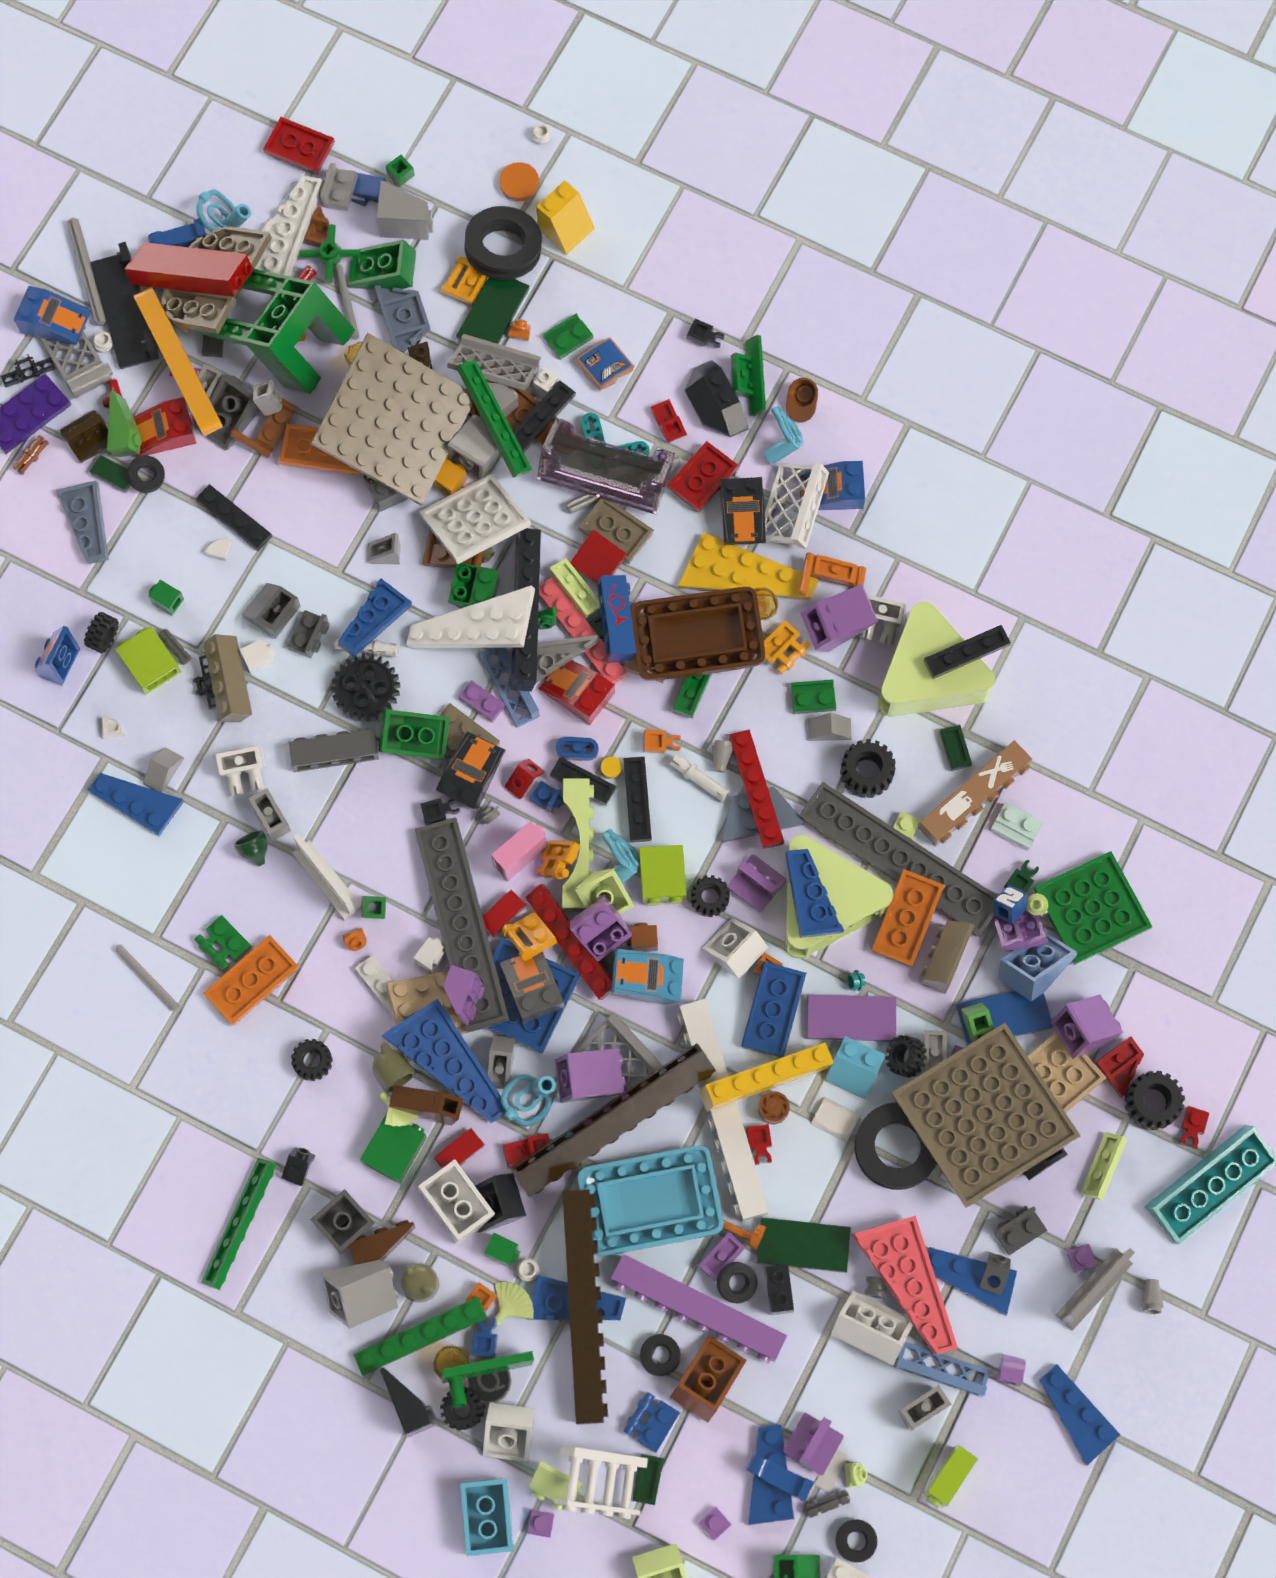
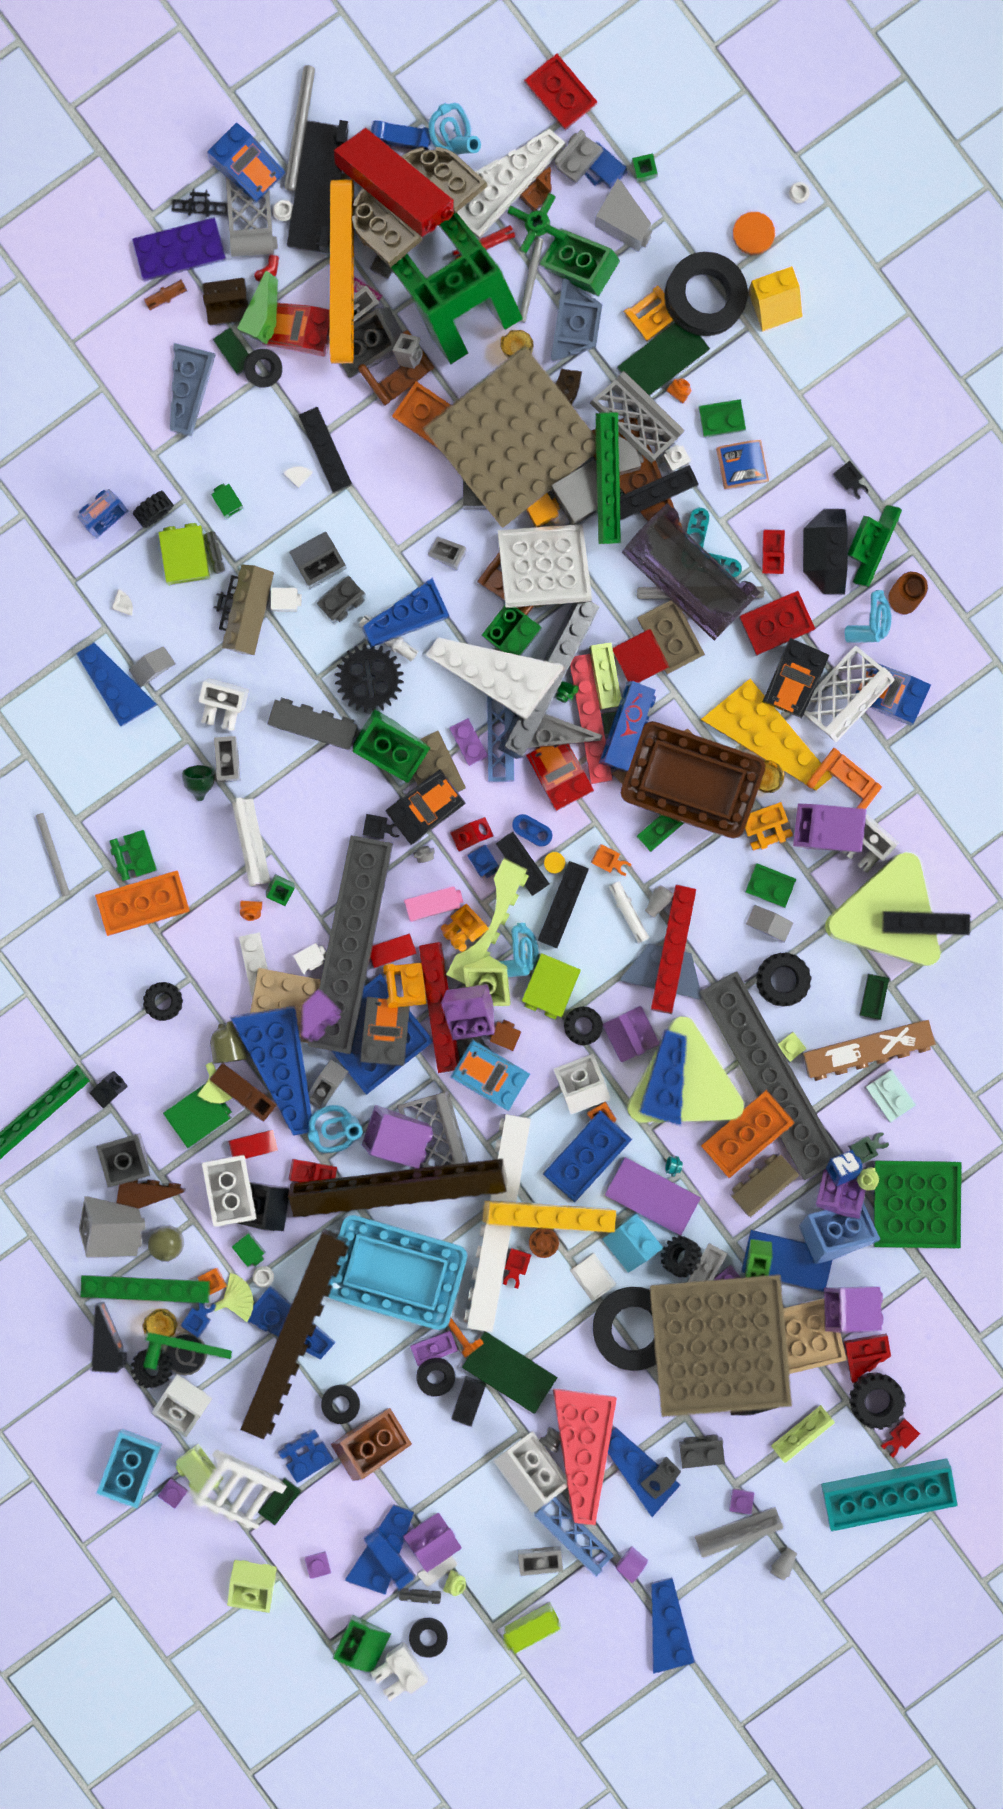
camera: 25 degrees right, 15 degrees up
(699, 1308) = (392, 1382): medium lavender brick -> none

